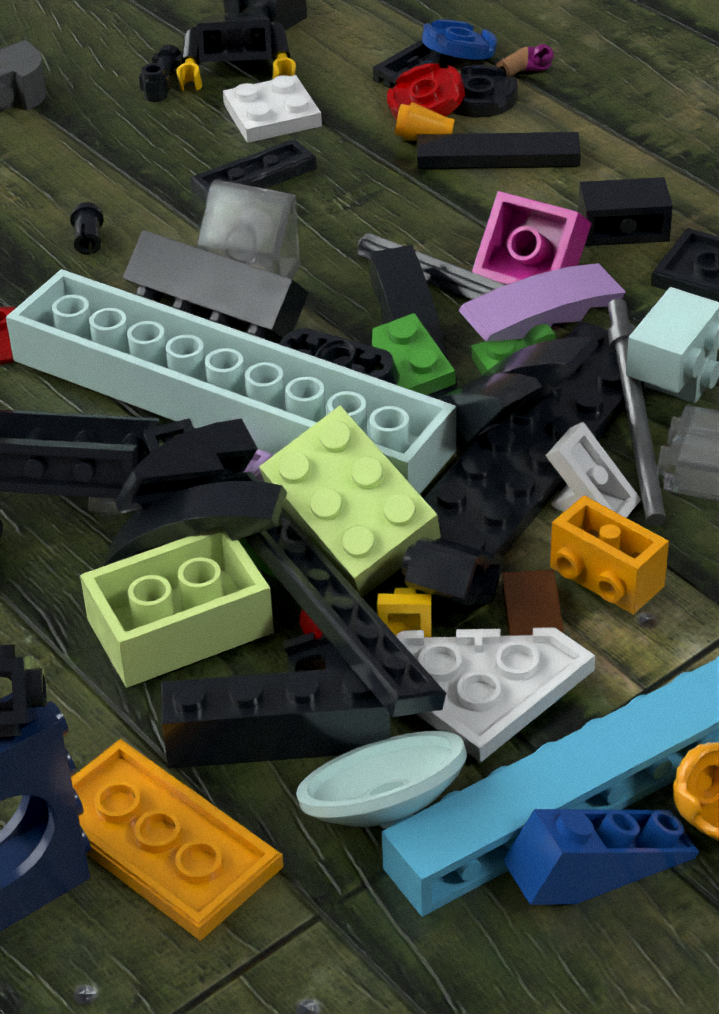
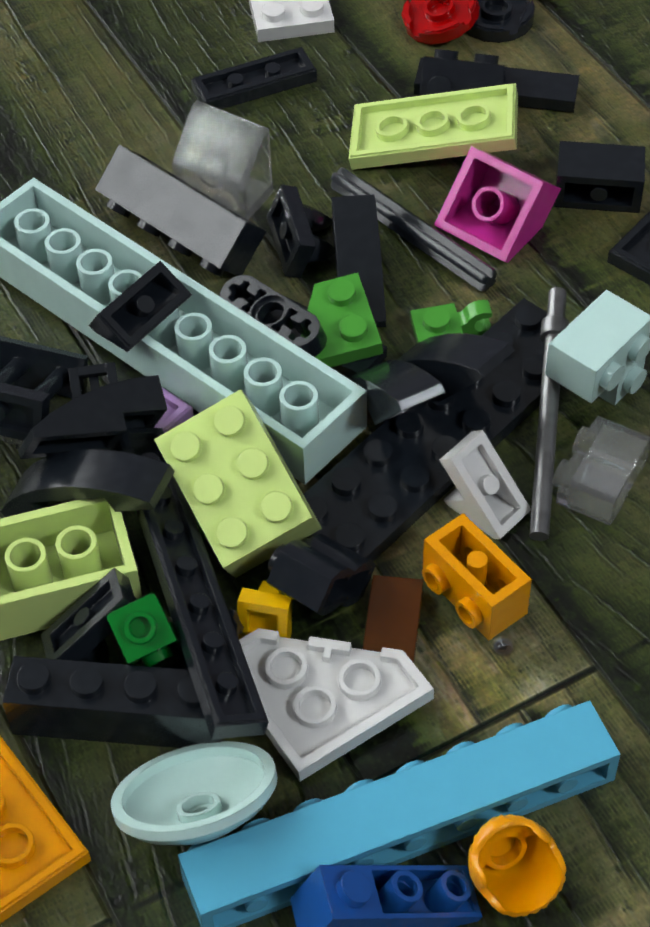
camera: 10 degrees right, 10 degrees up
(87, 221) = (81, 115): black pin -> none
(207, 362) = (140, 308): none -> black slope
(243, 630) = (83, 627): none -> black tile
(293, 638) = (143, 631): none -> green bracket
(337, 293) = (292, 232): none -> black tile
(419, 120) = (423, 41): light orange cone -> none
(448, 187) = (434, 126): none -> yellowish green tile
(466, 149) = (448, 73): none -> black bracket
(541, 299) = (487, 274): lavender slope -> none

